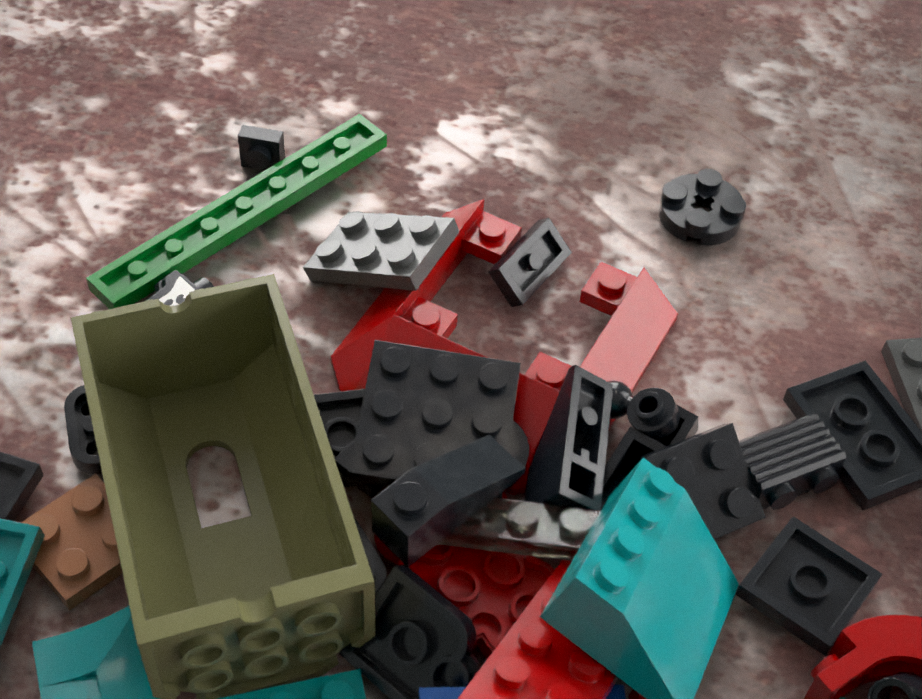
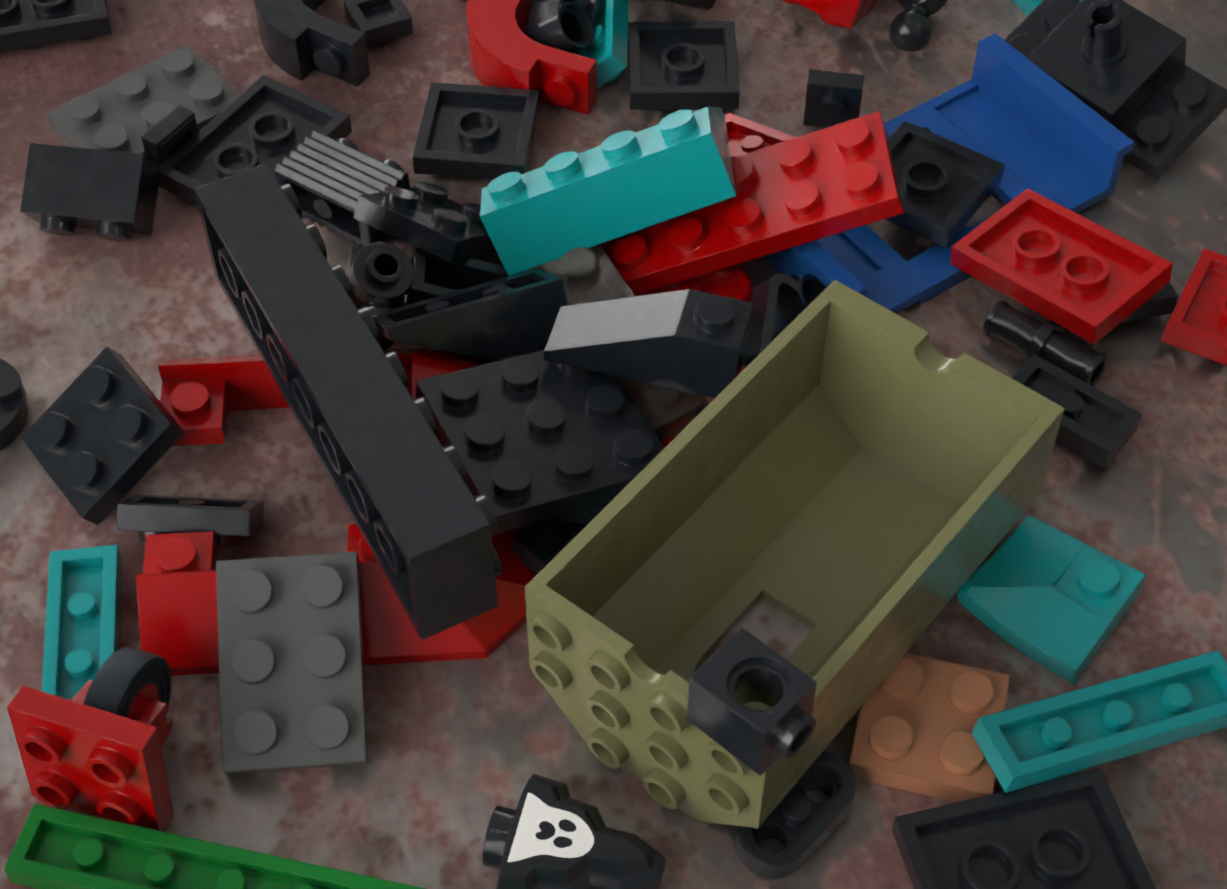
camera: 120 degrees left, 0 degrees up
(88, 303) = (745, 673): none -> black brick
(388, 155) = (103, 744): none -> red plate
(467, 184) = (80, 616): none -> teal plate
(524, 298) = (352, 402): none -> black brick
(620, 242) = (102, 435): none -> black plate
(857, 314) = (90, 191): none -> black brick
(896, 378) = (169, 134): none -> black tile

